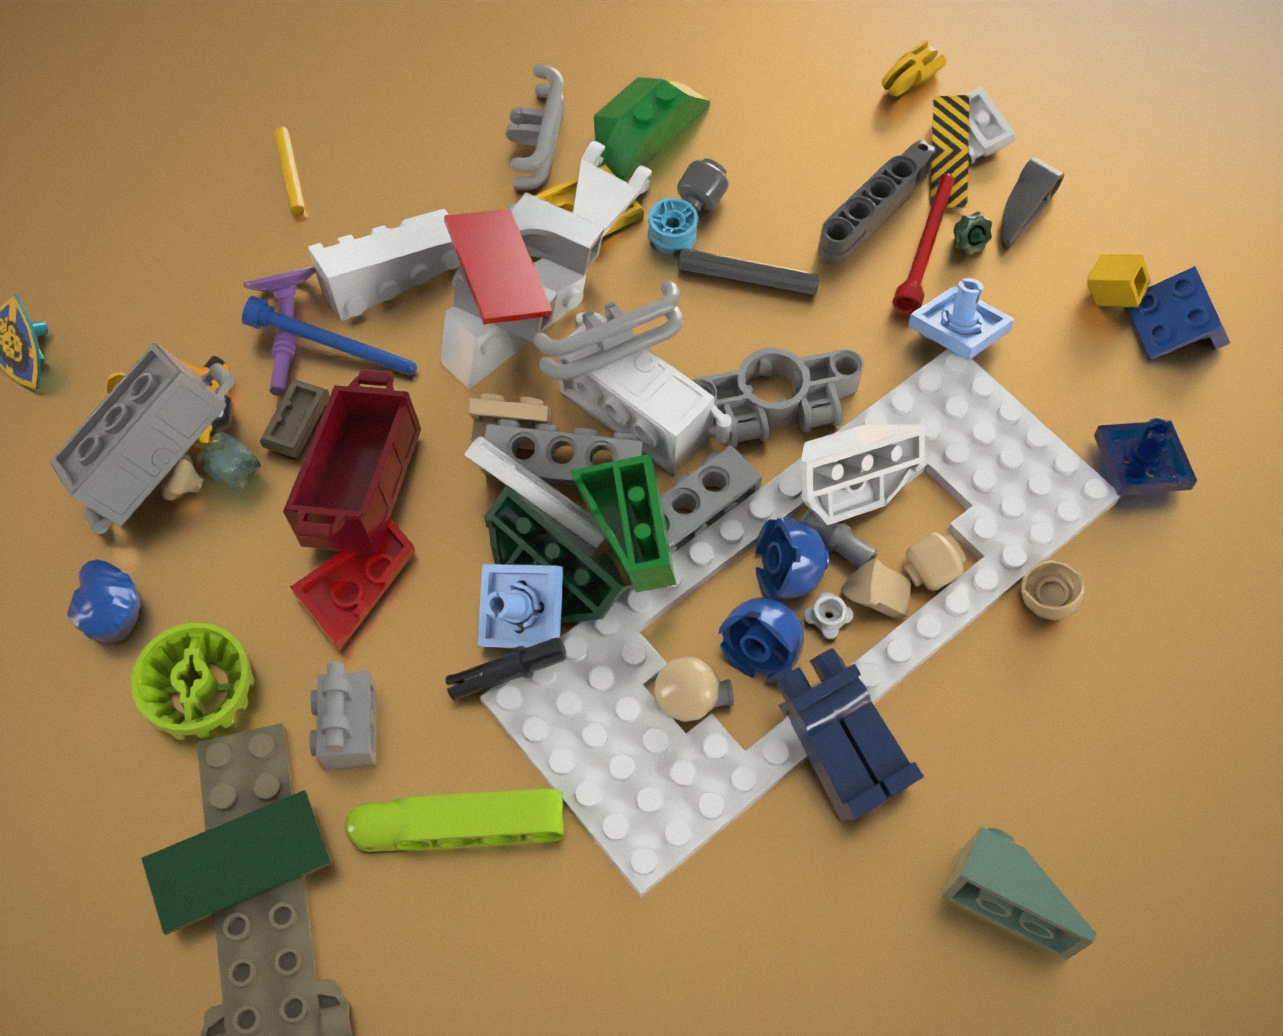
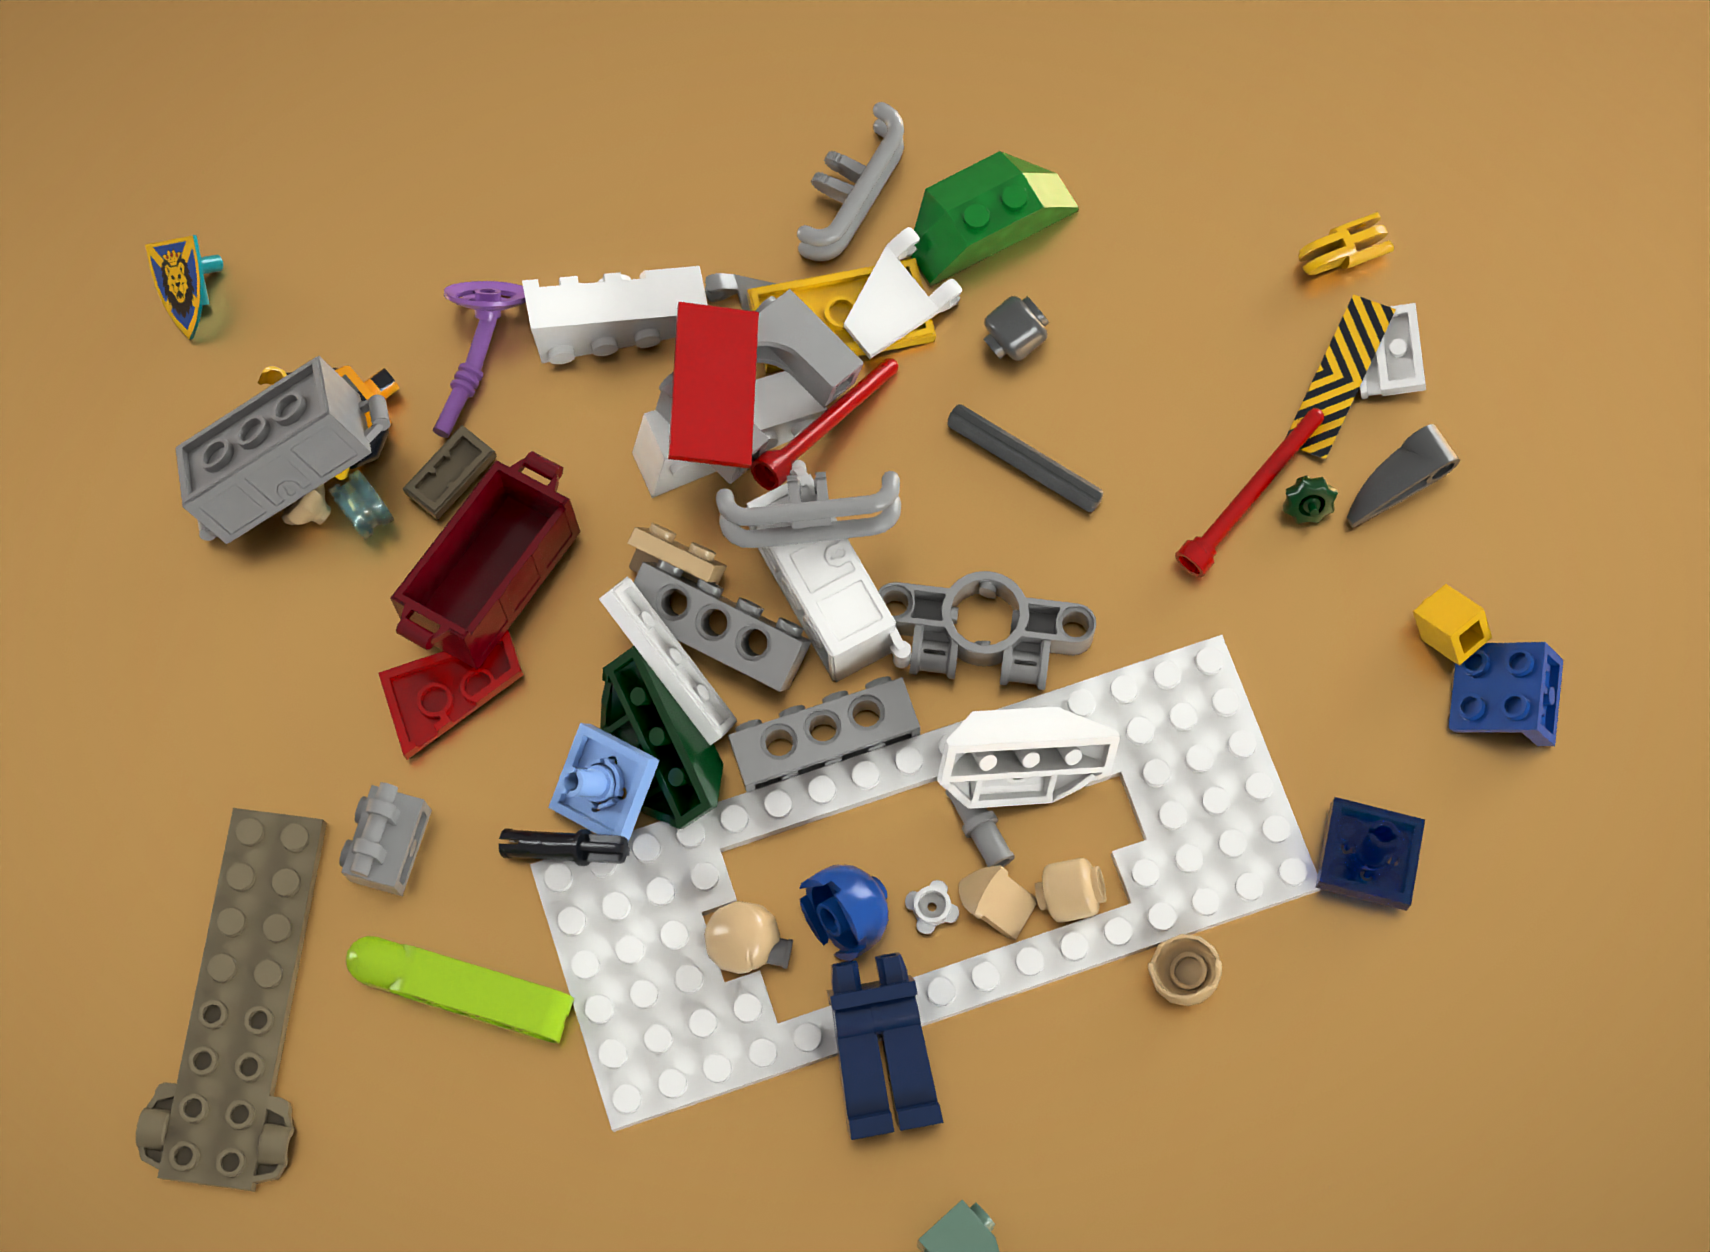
camera: 25 degrees right, 10 degrees up
(104, 603) = (187, 622): blue hair -> none
(177, 662) = (237, 716): lime gear -> none
(235, 862) = (231, 949): dark green piece -> none
(259, 314) = (451, 334): blue piece -> none
(289, 171) = (549, 144): yellow bar -> none
(567, 317) = (774, 466): none -> red piece
(631, 517) = (750, 734): green wedge -> none
(670, 214) = (956, 353): medium azure wheel -> none
(791, 558) = (916, 832): blue cylinder -> none
(874, 203) = (1278, 383): dark grey piece -> none
(961, 320) = (1245, 593): light blue plate -> none

